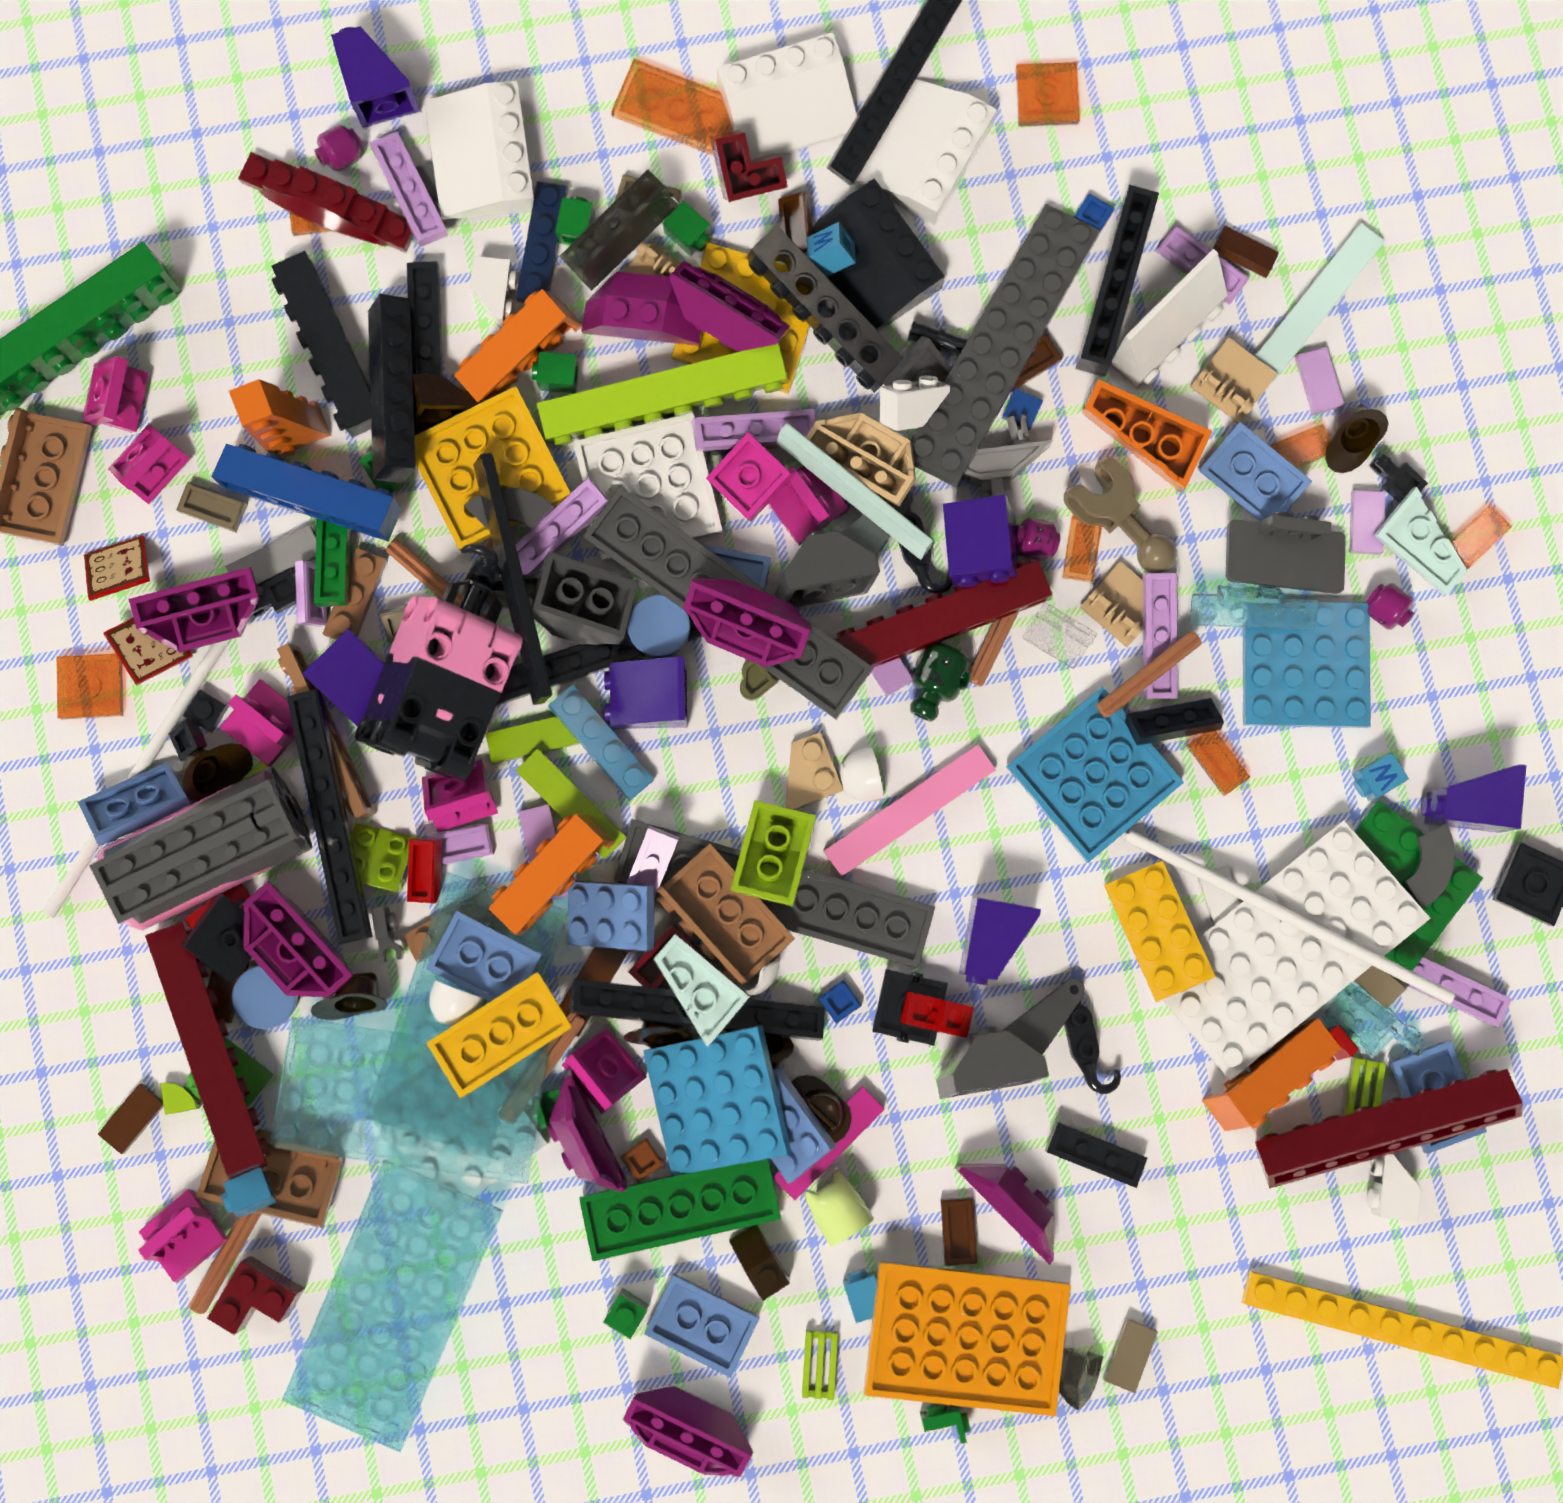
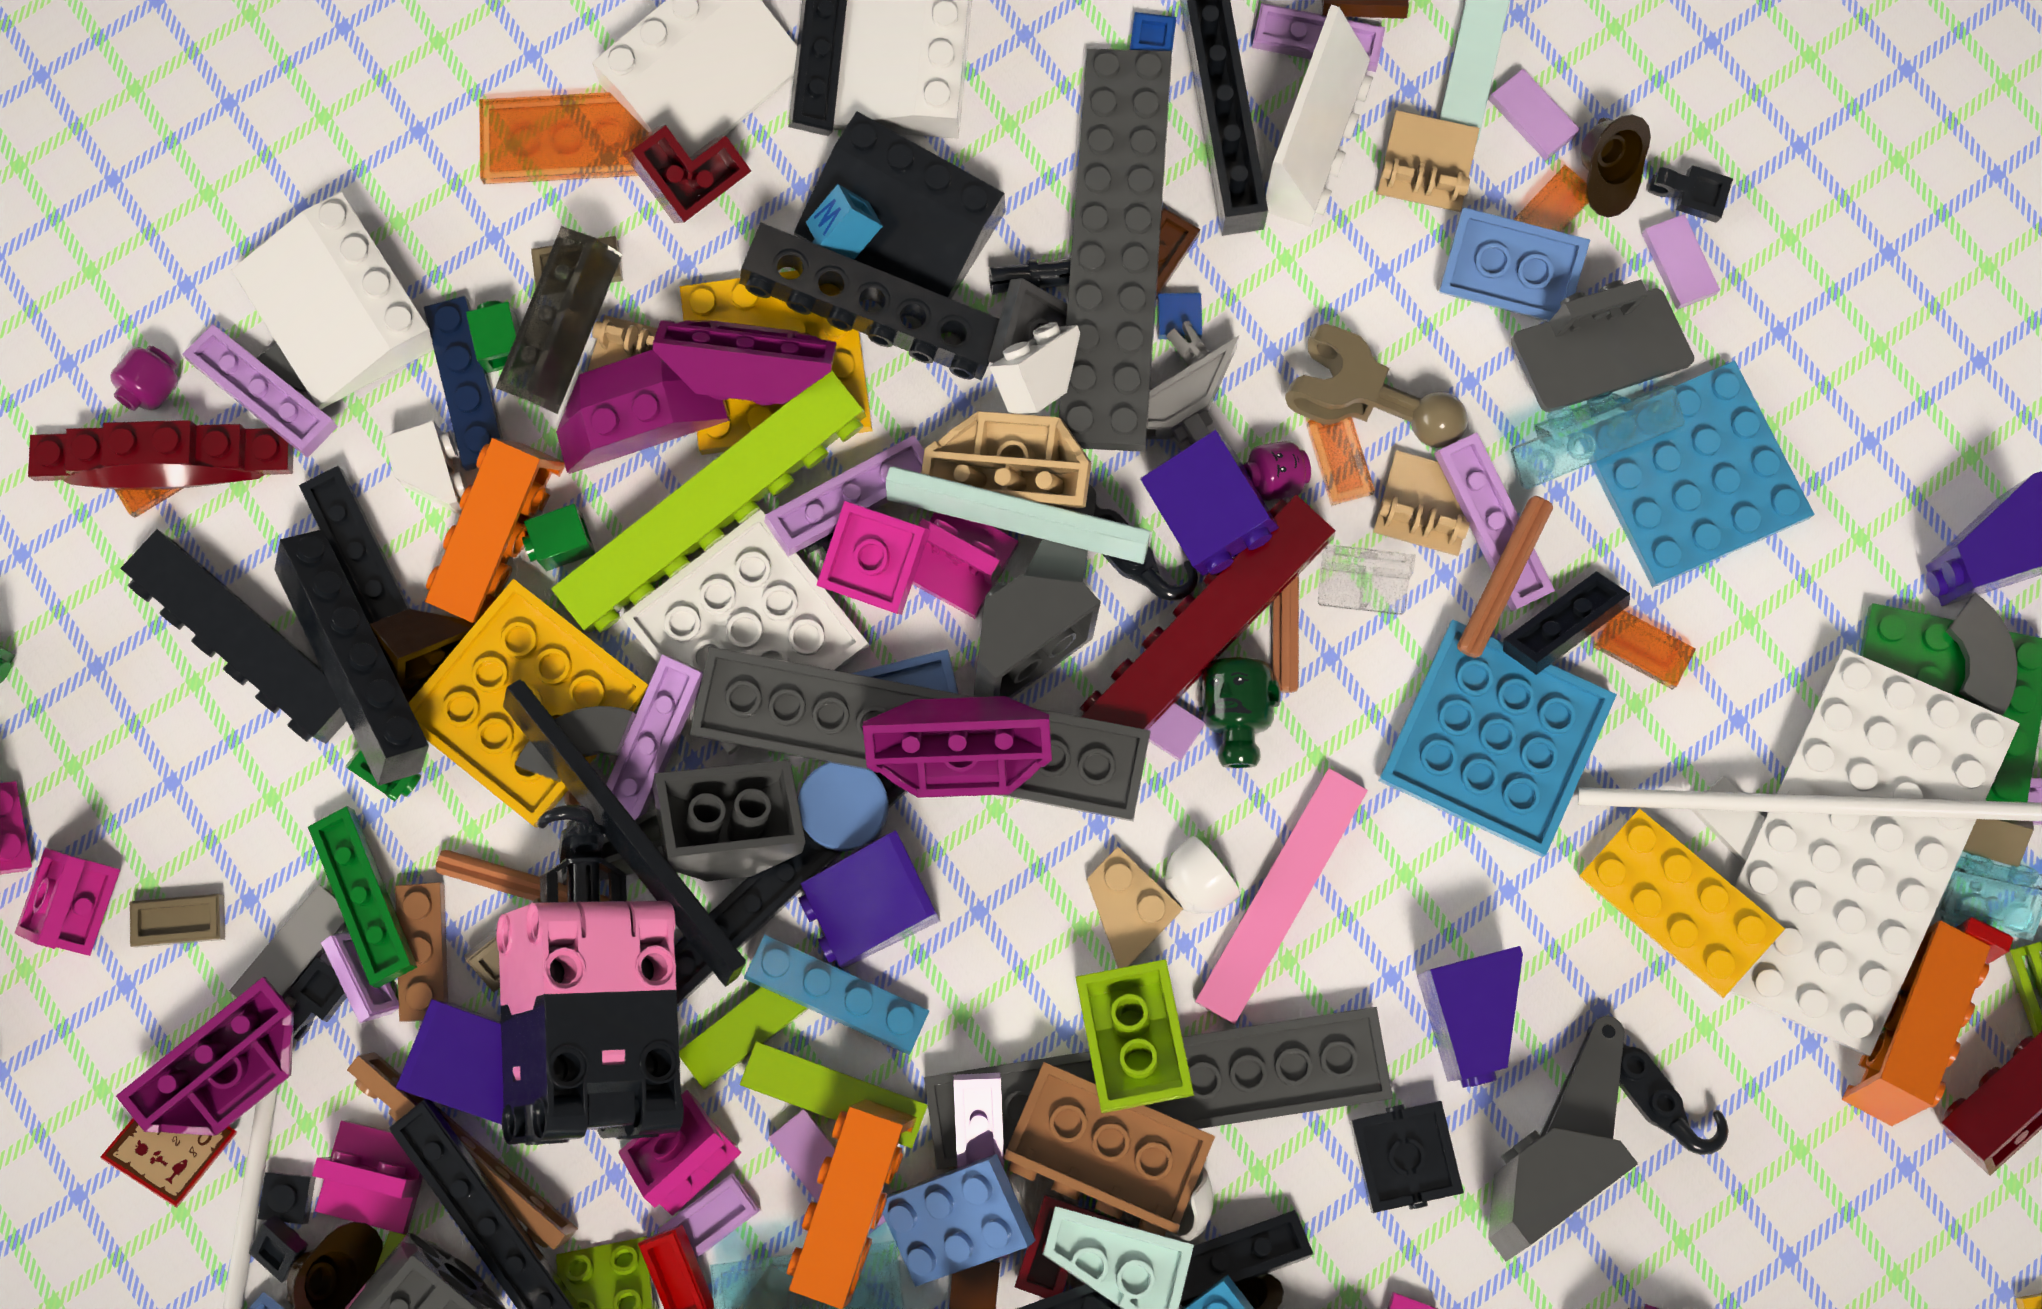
camera: 20 degrees left, 5 degrees down
(89, 686) = (113, 1238): clear orange tile -> none
(116, 568) = (82, 1061): piece -> none
(278, 418) = (214, 762): orange wedge -> none
(307, 491) = (297, 841): blue brick -> none
(371, 79) = (150, 272): dark purple slope -> none
(687, 229) = (646, 281): green brick -> none
(755, 681) = (1001, 818): olive tile -> none
(796, 218) = (779, 204): reddish brown tile -> none
(839, 1001) = (1310, 1192): blue tile -> none
(937, 1014) = (1448, 1150): red slope -> none
(1096, 1154) = (1744, 1238): black plate -> none
(1149, 432) = (1359, 272): orange wedge -> none
(1379, 777) = (1858, 573): dark azure brick -> none
(1390, 606) = (1763, 352): magenta head -> none
(1419, 542) = (1758, 256): light aqua wing -> none
(1480, 535) = (1826, 218): clear orange tile -> none

